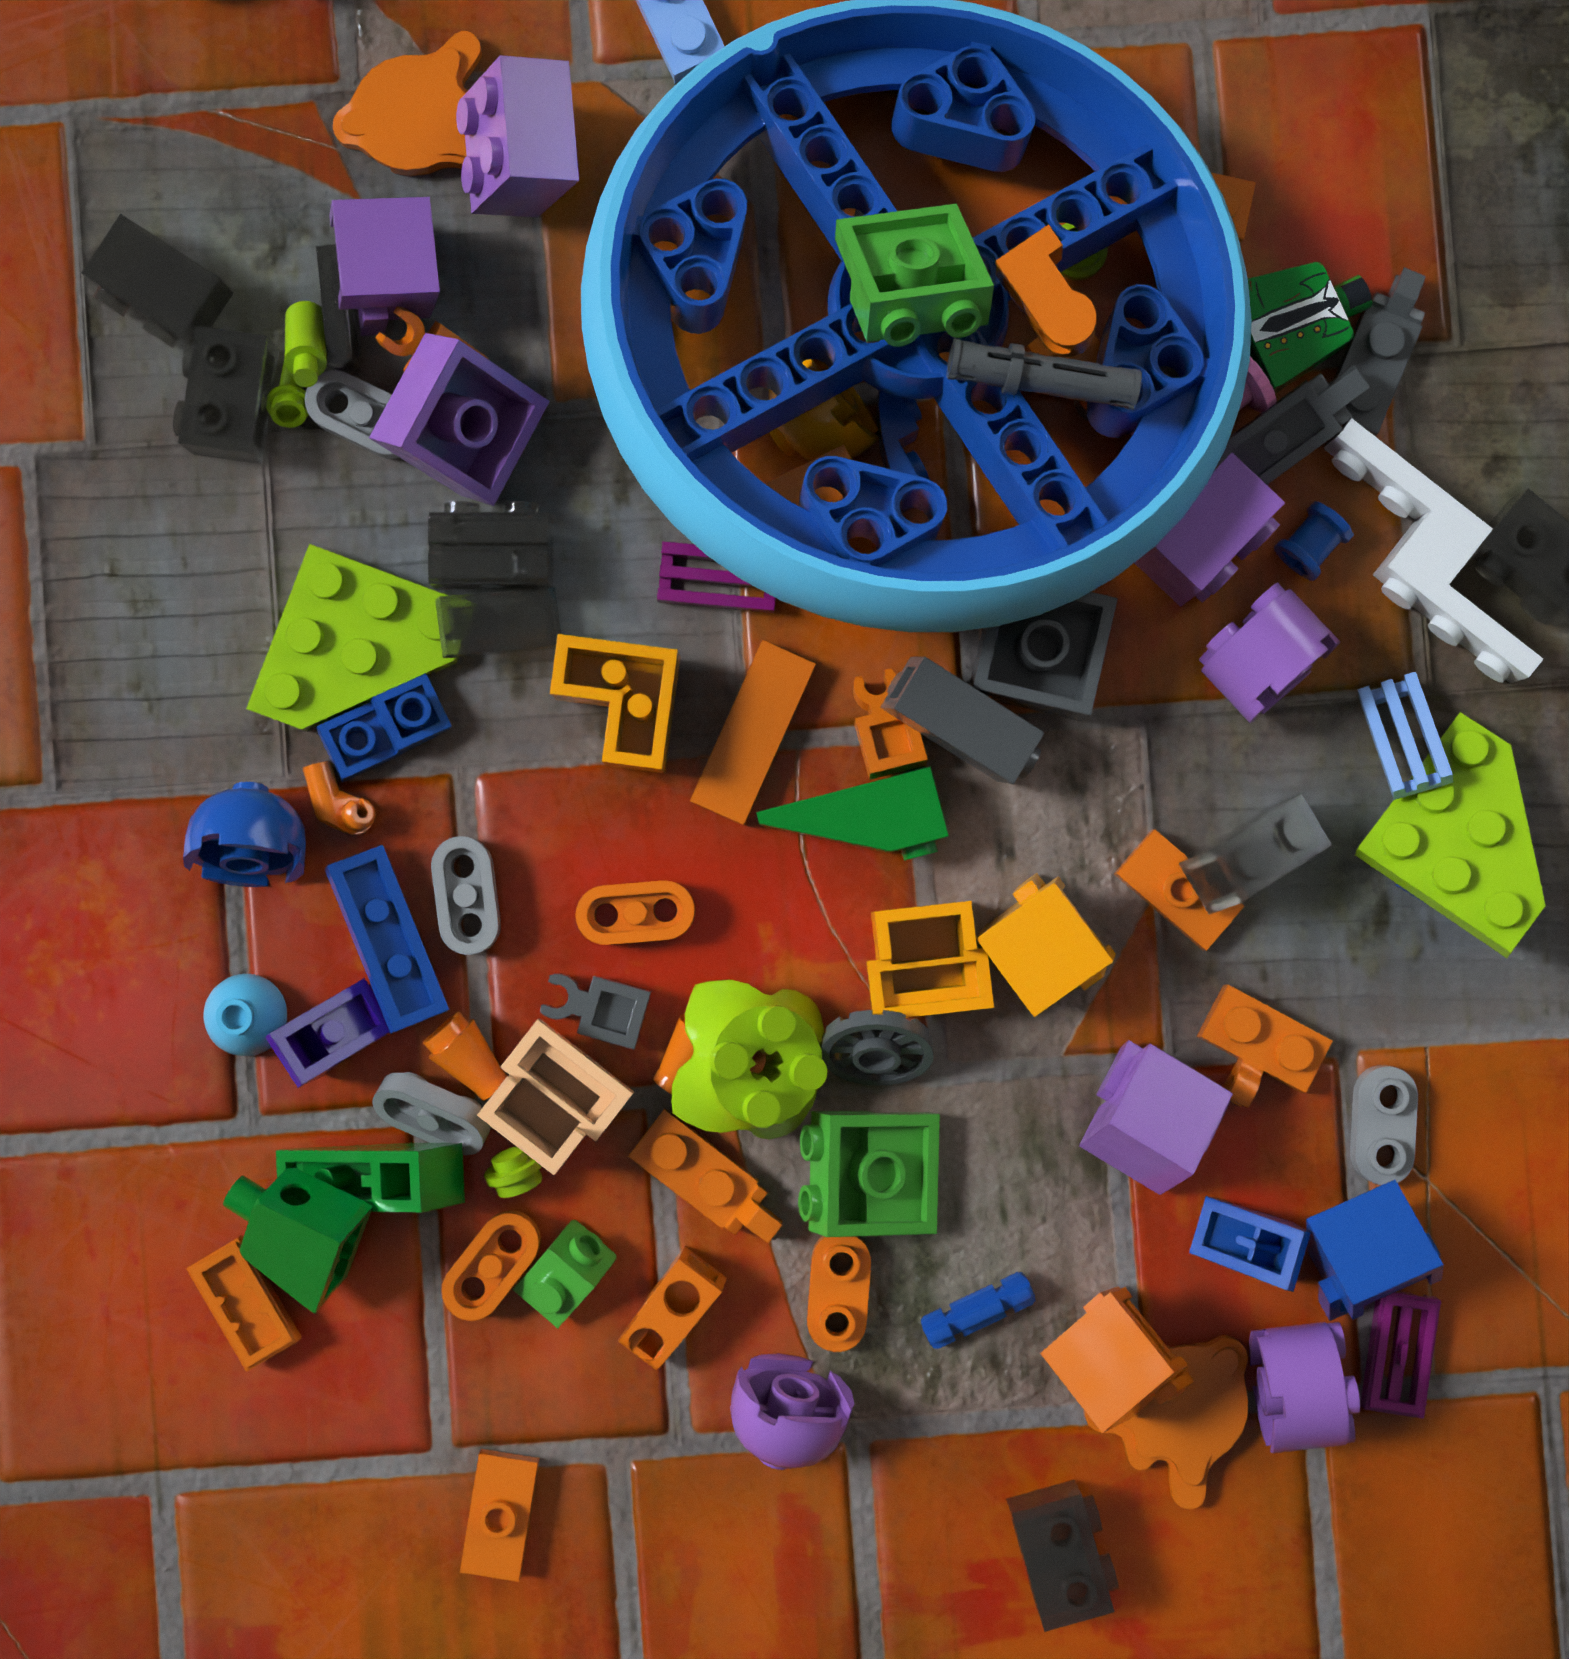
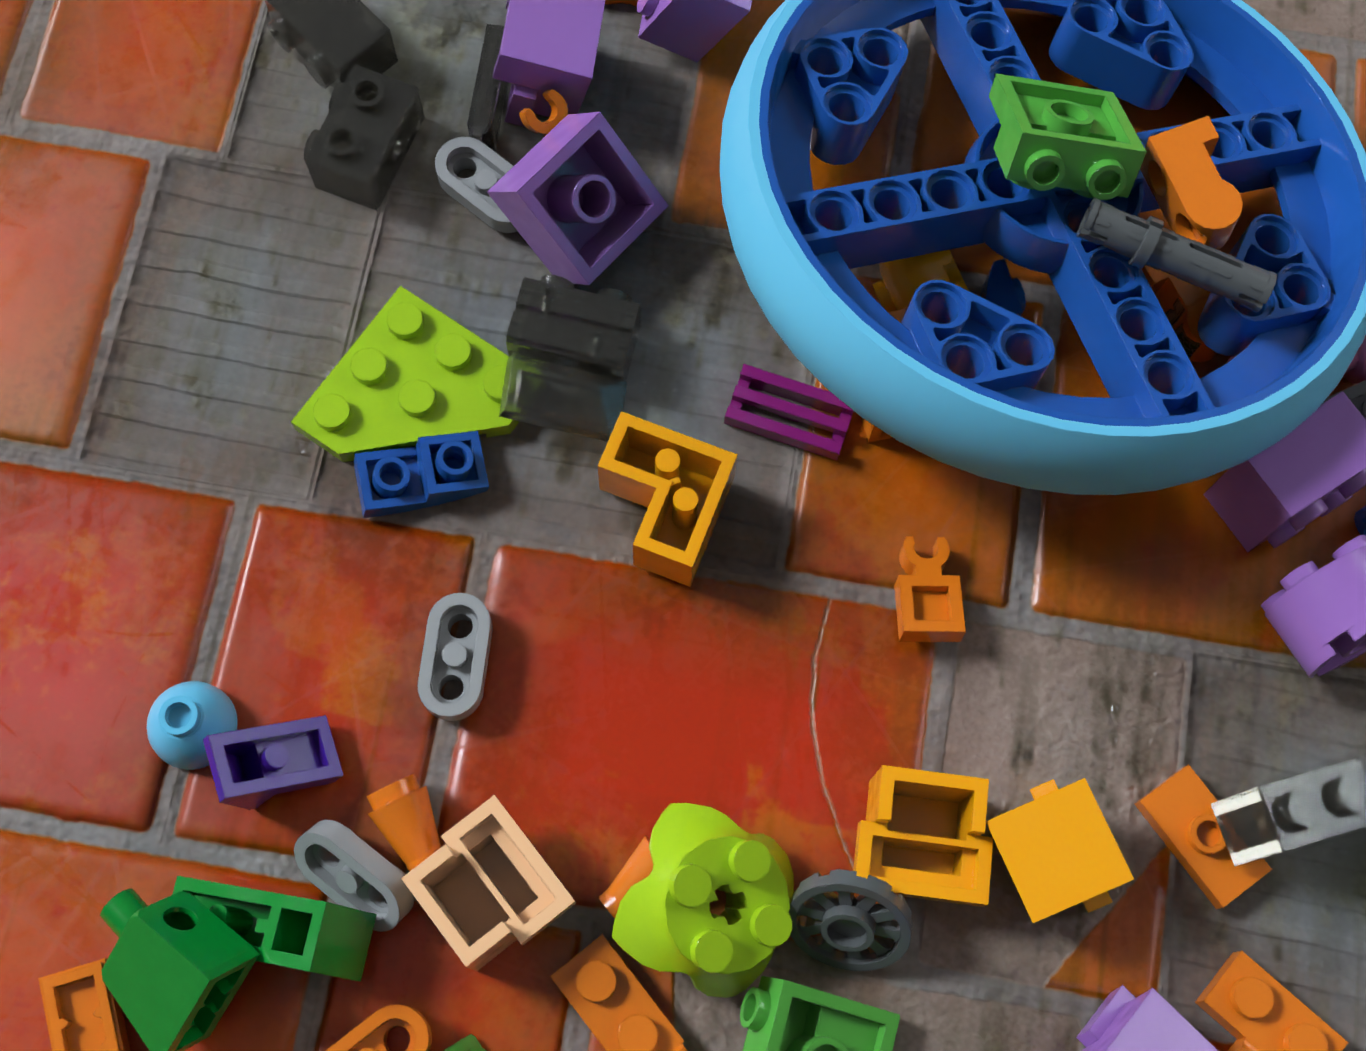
camera: 15 degrees right, 15 degrees down
(245, 837) = (248, 542): blue cylinder -> none
(303, 363) = (446, 118): lime plant -> none
(334, 806) = (349, 538): orange arm -> none
(386, 938) = (361, 681): blue plate -> none
(513, 1173) = (423, 961): lime plate -> none
(607, 1011) = (570, 811): dark grey plate -> none
(635, 912) = (626, 711): orange plate -> none
(753, 732) = (788, 569): orange tile -> none
(877, 815) = (896, 677): green slope -> none
(963, 720) = (1013, 599): dark grey brick -> none
(1047, 659) = (1108, 555): dark grey brick -> none

